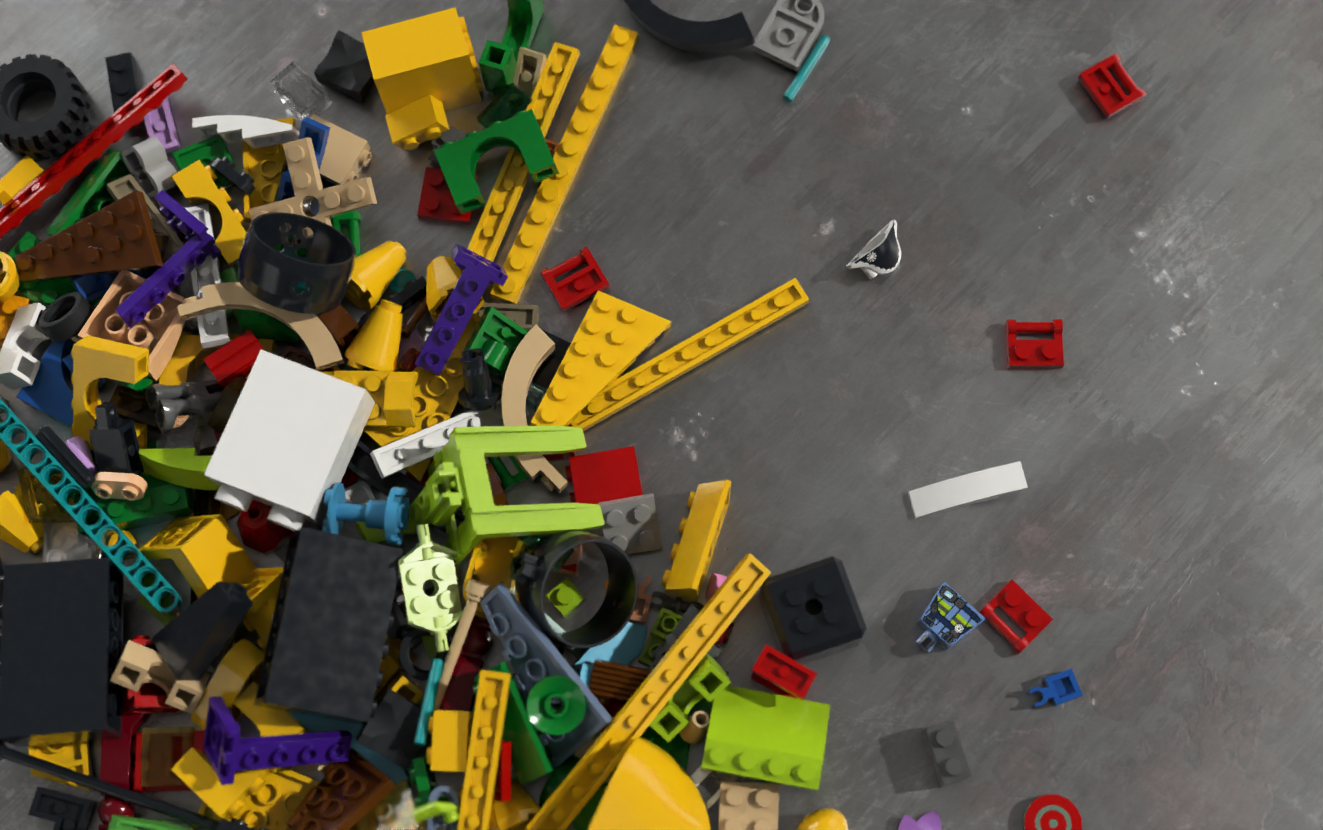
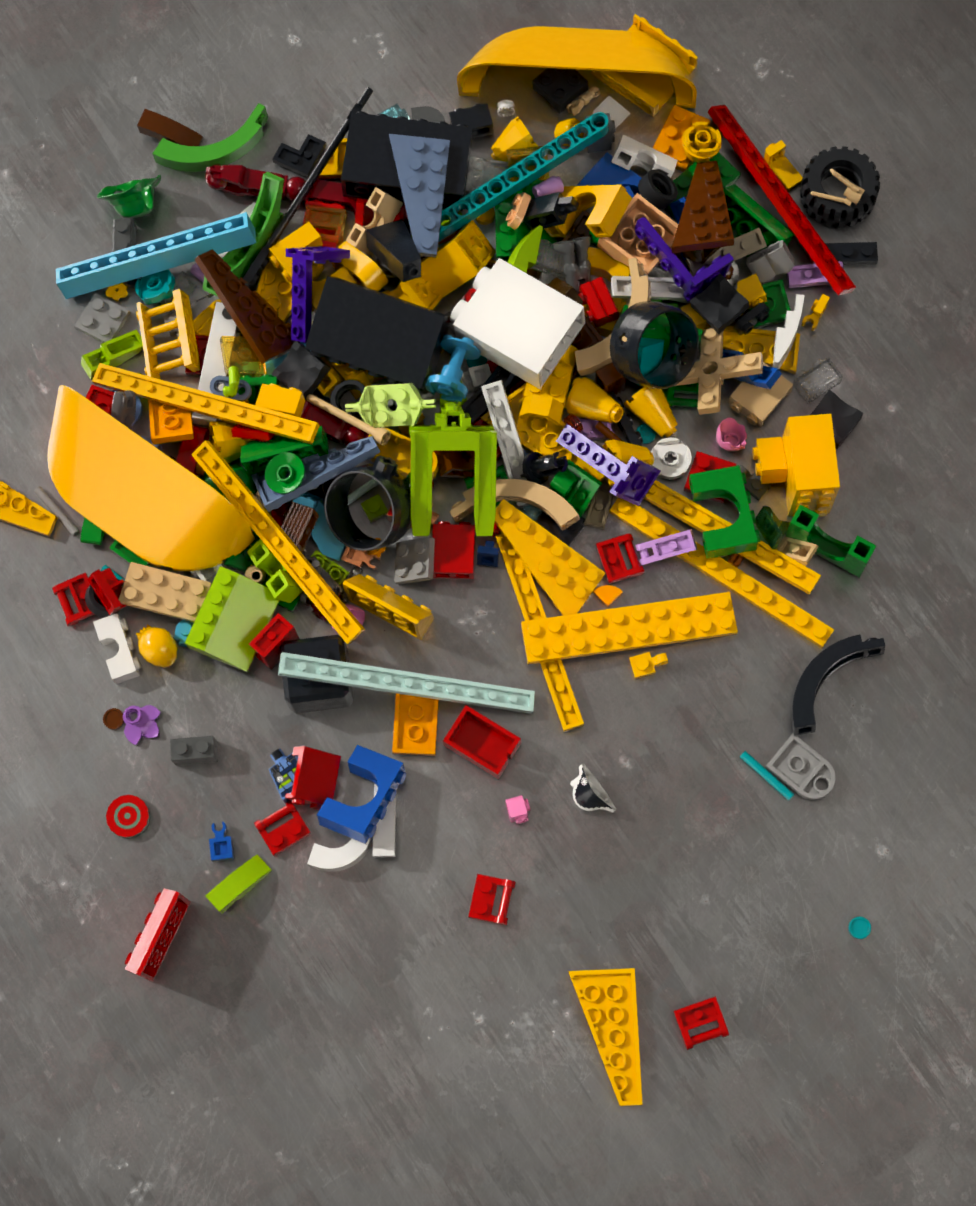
camera: 105 degrees right, 0 degrees up
(47, 77) = (853, 192): none -> tan plant
(65, 457) = (546, 176): black axle -> none
(95, 613) = (422, 179): none -> sand blue wing
(206, 106) = (818, 309): none -> yellow plate
(222, 208) = (719, 304): none -> black brick
(391, 176) = (731, 435): none -> bright pink hair
(421, 234) = (677, 449): none -> white plate
(428, 702) = (312, 392): teal bar -> none
(552, 222) = (667, 546): none -> lavender plate
(602, 436) = (488, 555): none -> dark blue tile
(623, 284) = (607, 594): none -> light orange tile
(664, 252) = (628, 627): none -> yellow plate
(702, 225) = (644, 665): none -> yellow plate
(792, 806) = (182, 631): none -> medium azure plate
(805, 494) = (406, 683): none -> light aqua plate
(840, 479) = (415, 725): none -> light orange plate
(848, 390) = (482, 742): none -> red piece
(919, 334) = (517, 809): none -> bright pink plate
(920, 496) = (361, 821): none -> blue arch
(946, 583) = (314, 777): none -> red panel
(1030, 524) = (339, 858): none -> white arch
(1102, 653) = (238, 883): none -> lime slope
(1132, 181) = (611, 1013): none -> yellow wing
(1202, 738) = (157, 934): none -> red slope

